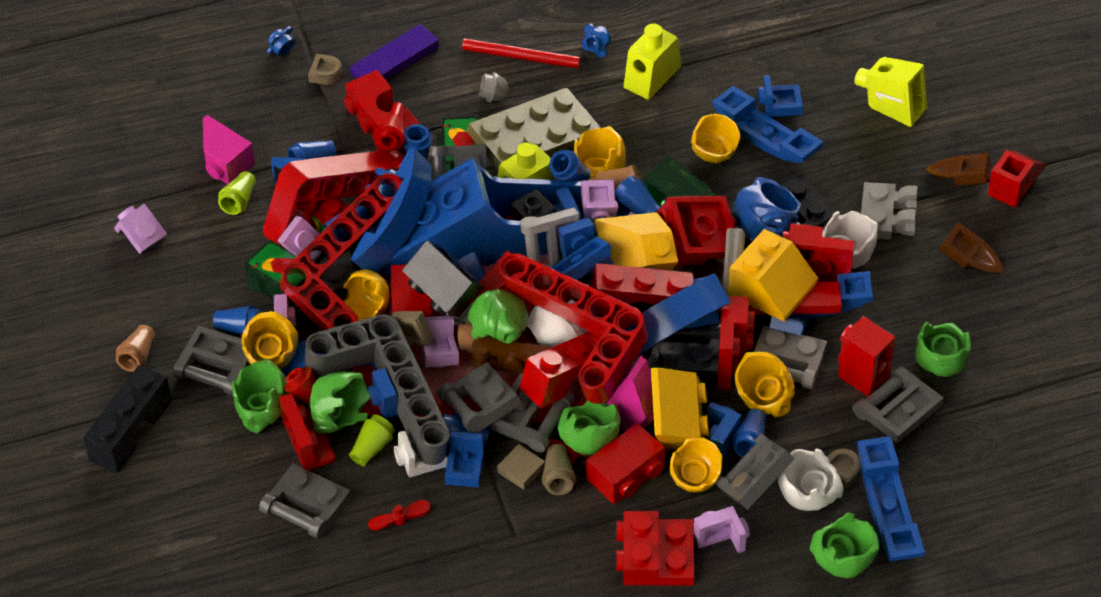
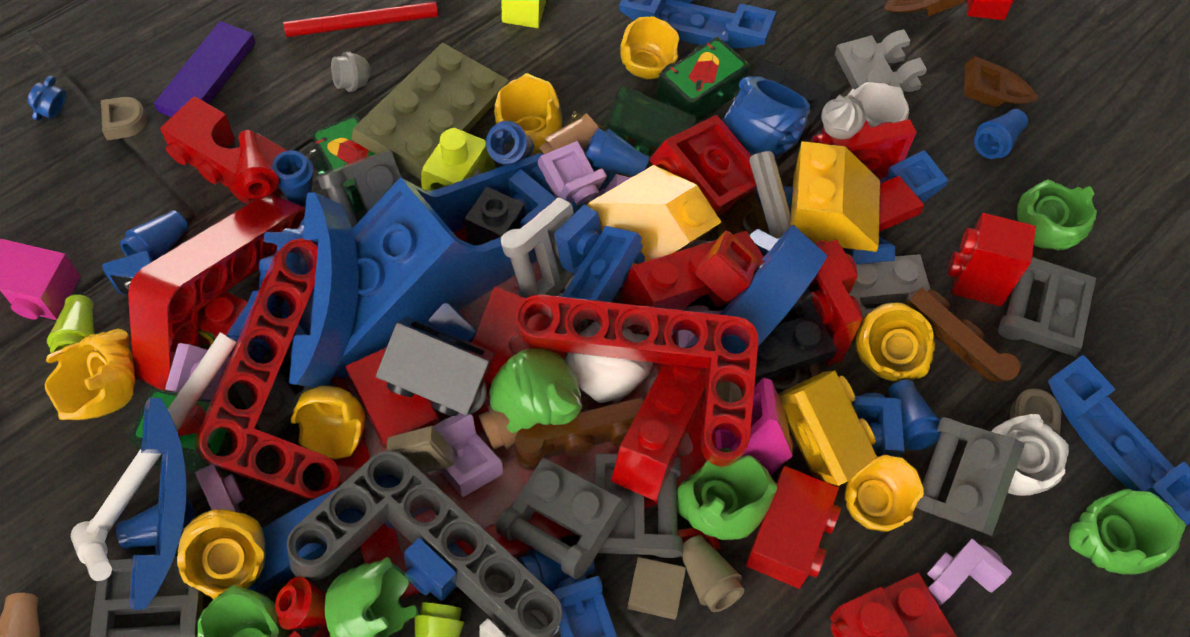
camera: 30 degrees left, 10 degrees up
(197, 312) = (91, 536): none -> white bar
(237, 221) = (92, 376): none -> yellow hair
(262, 265) = (162, 438): none -> blue slope
(658, 284) = (727, 267): none -> red slope
(736, 170) = (702, 79): none -> brick
(801, 222) = (843, 117): none -> light grey plate
(813, 396) = (963, 337): none -> reddish brown plate
(946, 284) = (999, 135): none -> blue cone

